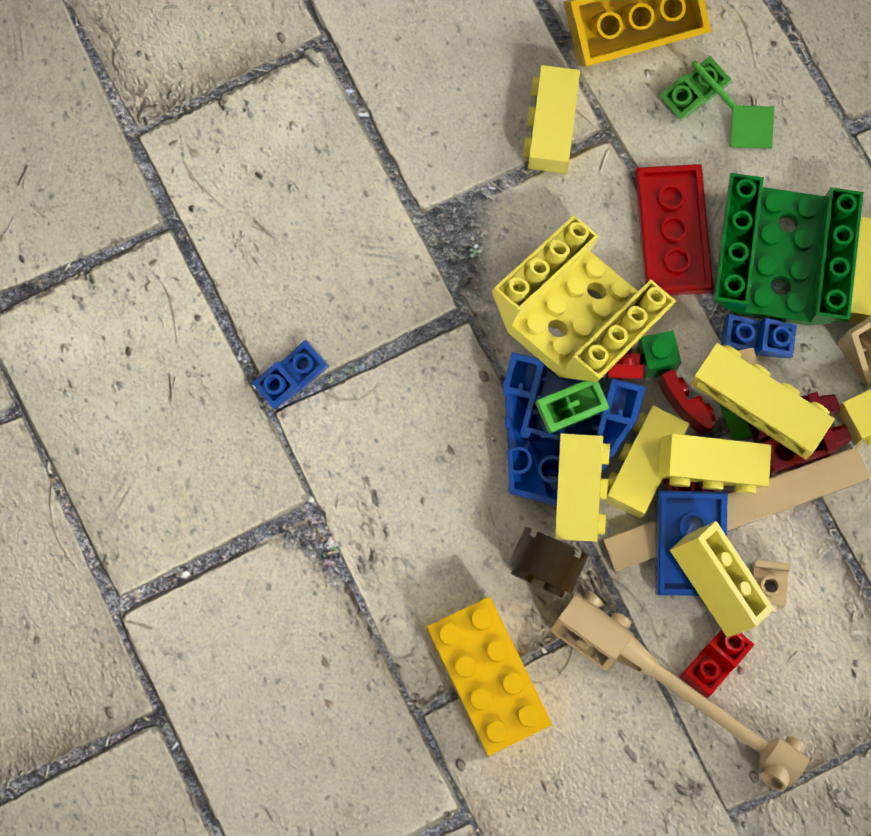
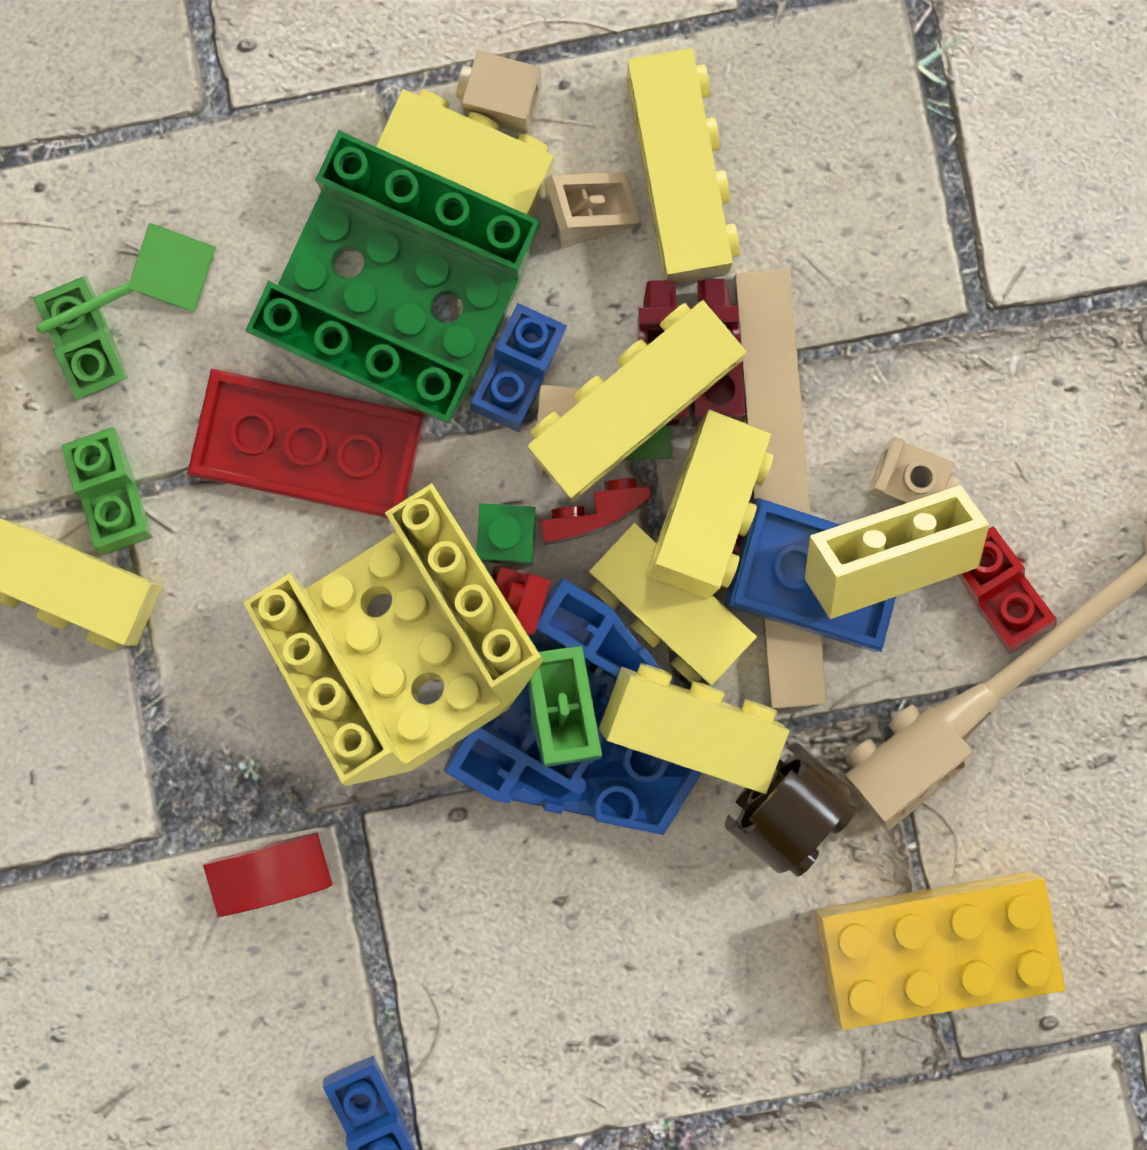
camera: 70 degrees left, 10 degrees up
(419, 275) = (267, 875): none -> red slope
(612, 127) = (107, 491): none -> bright green slope

